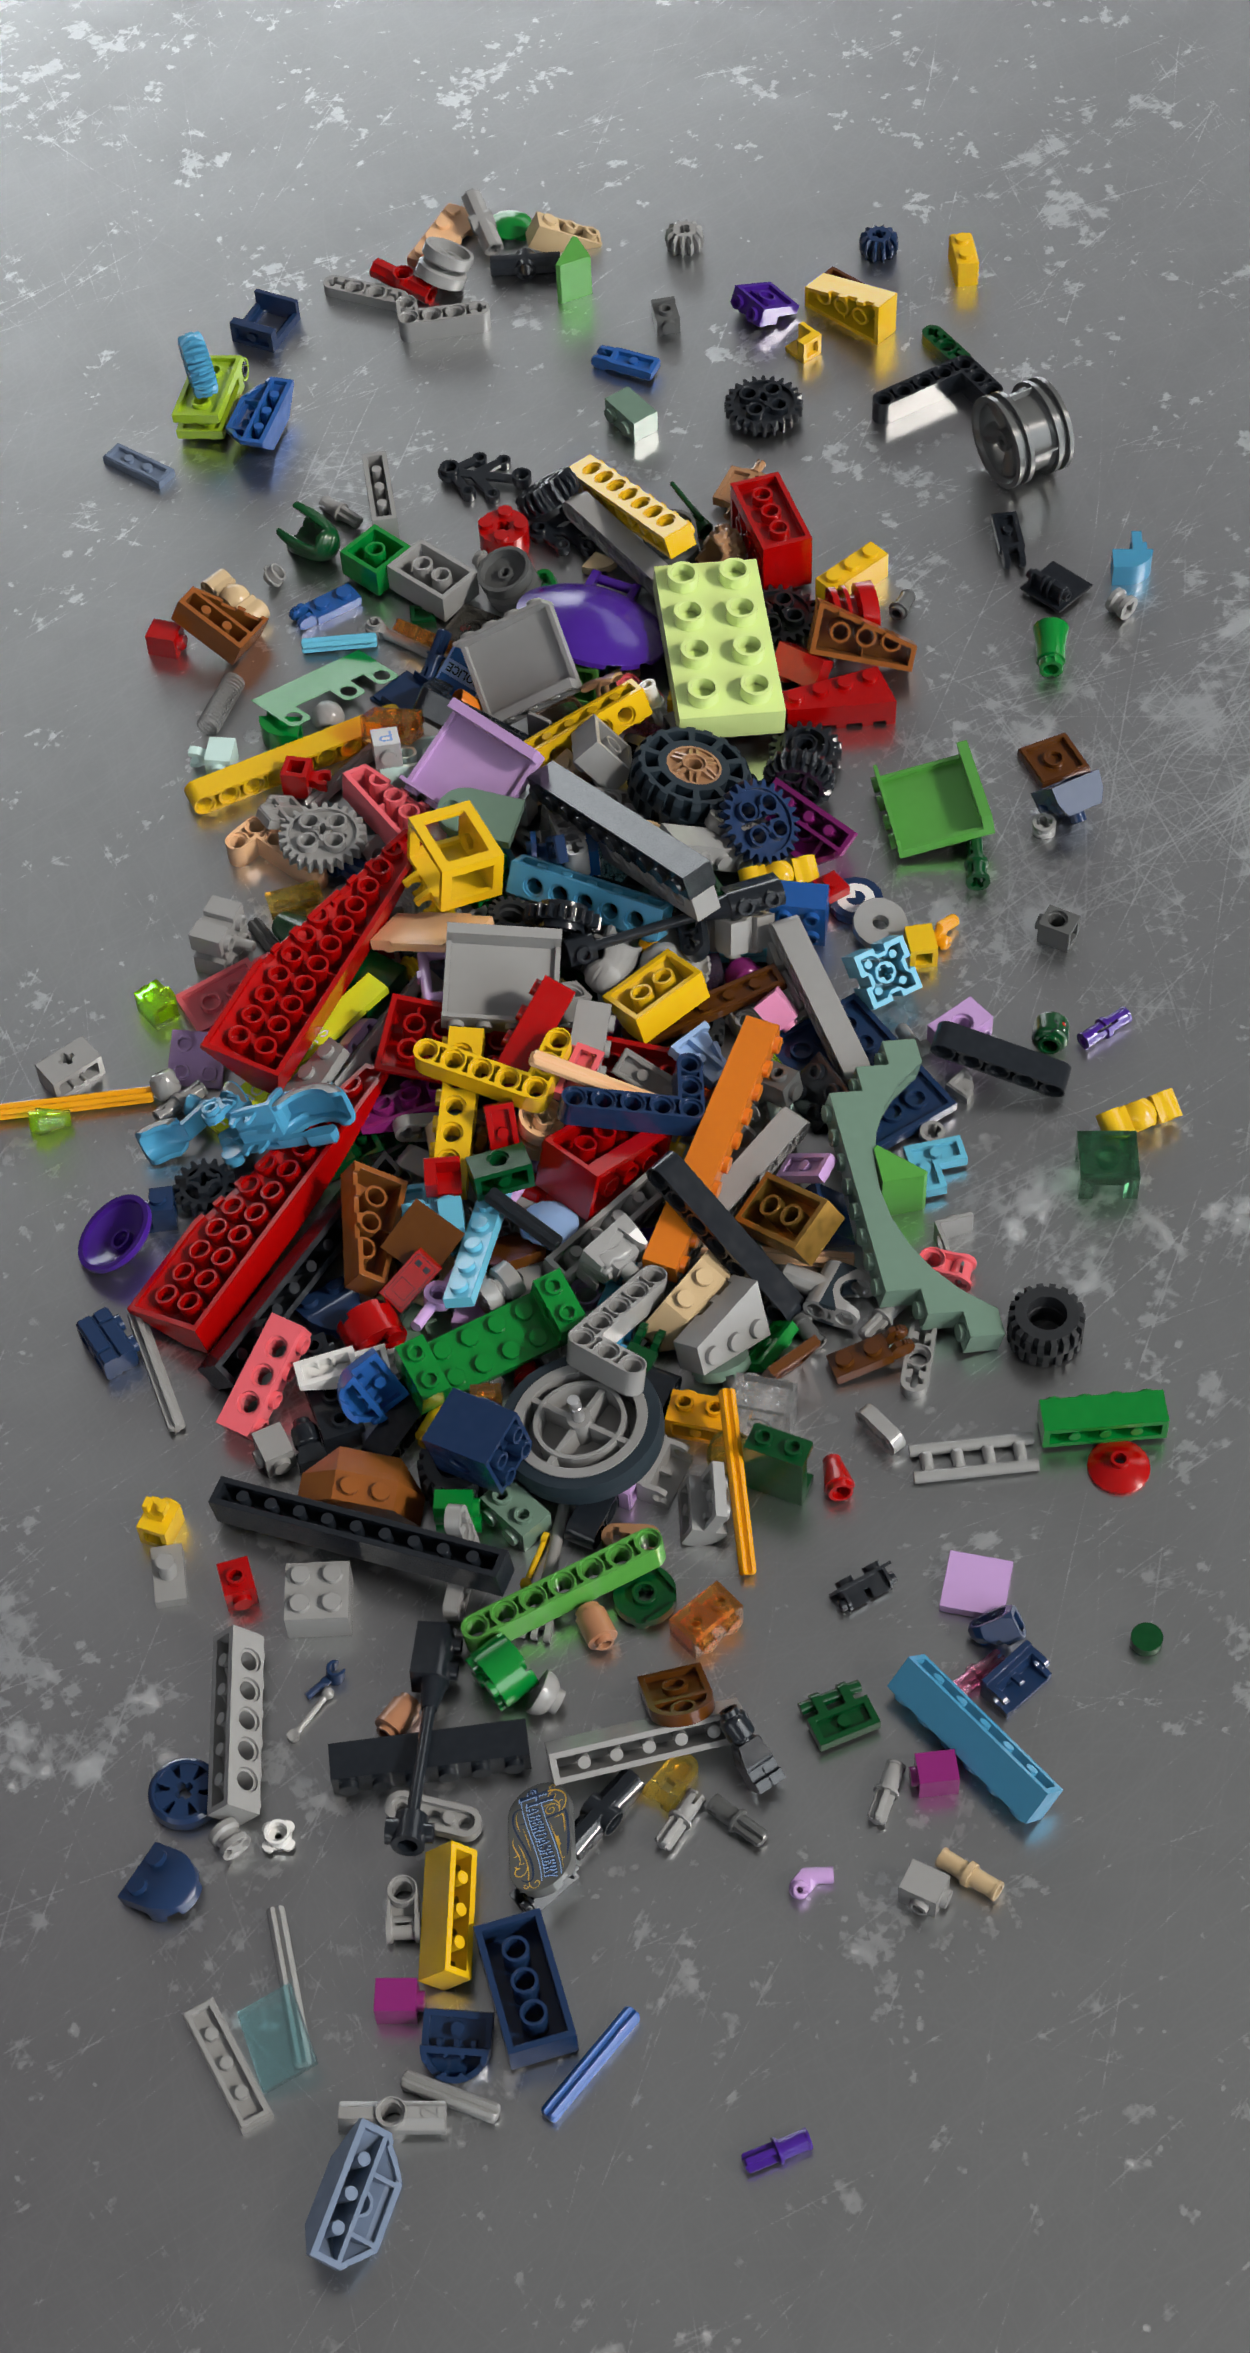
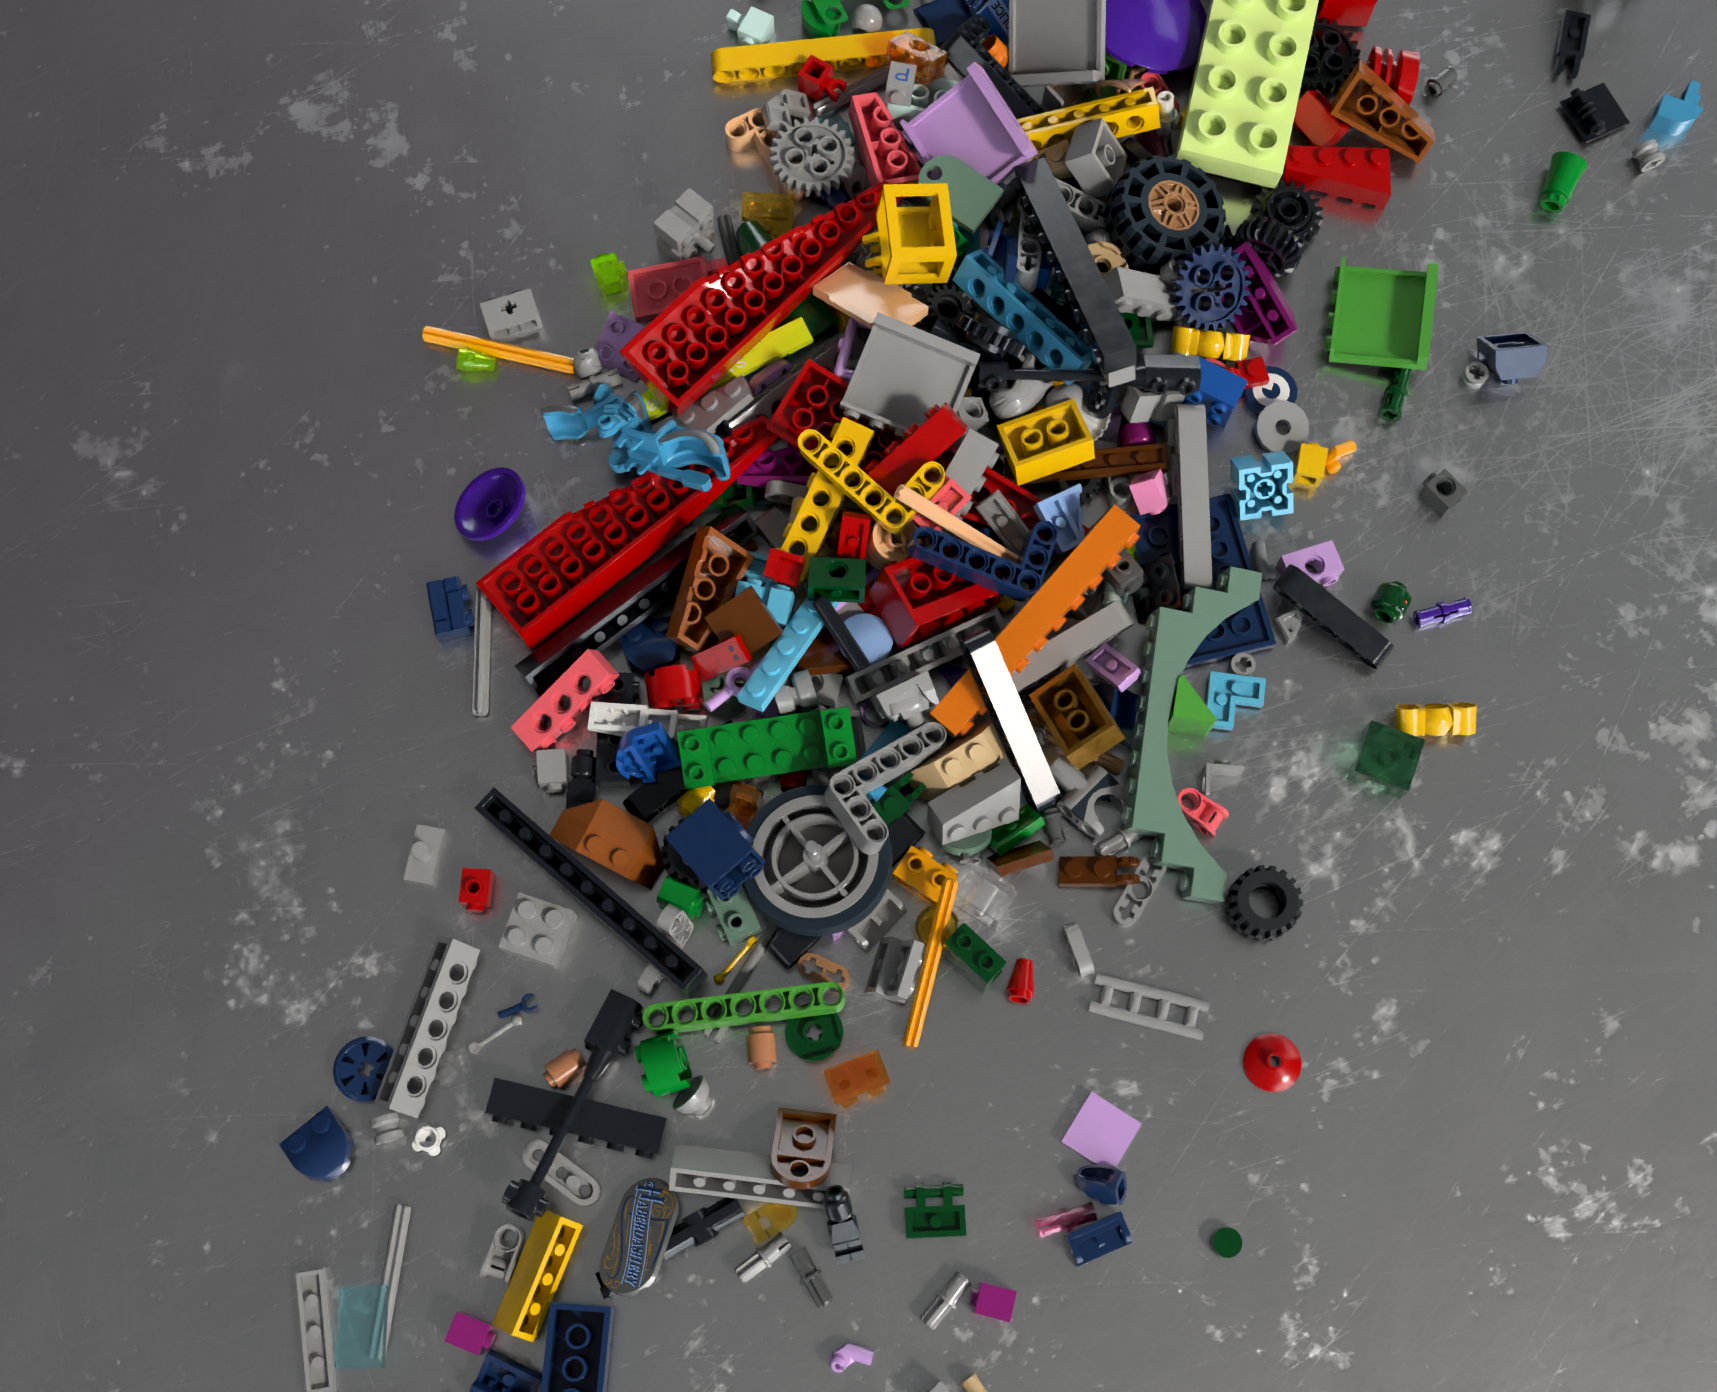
camera: 15 degrees right, 20 degrees up
(160, 1521) = (433, 803): yellow brick -> none
(163, 1209) = (540, 491): dark blue brick -> none
(202, 1186) = (578, 472): black gear -> none
(852, 1591) = (1014, 1092): black hinge -> none
(864, 564) = (1409, 32): yellow brick -> none
(976, 1739) = (1039, 1285): dark azure brick -> none
(1052, 760) = (1513, 306): reddish brown tile -> none
(1102, 1418) = (1276, 1016): green brick -> none

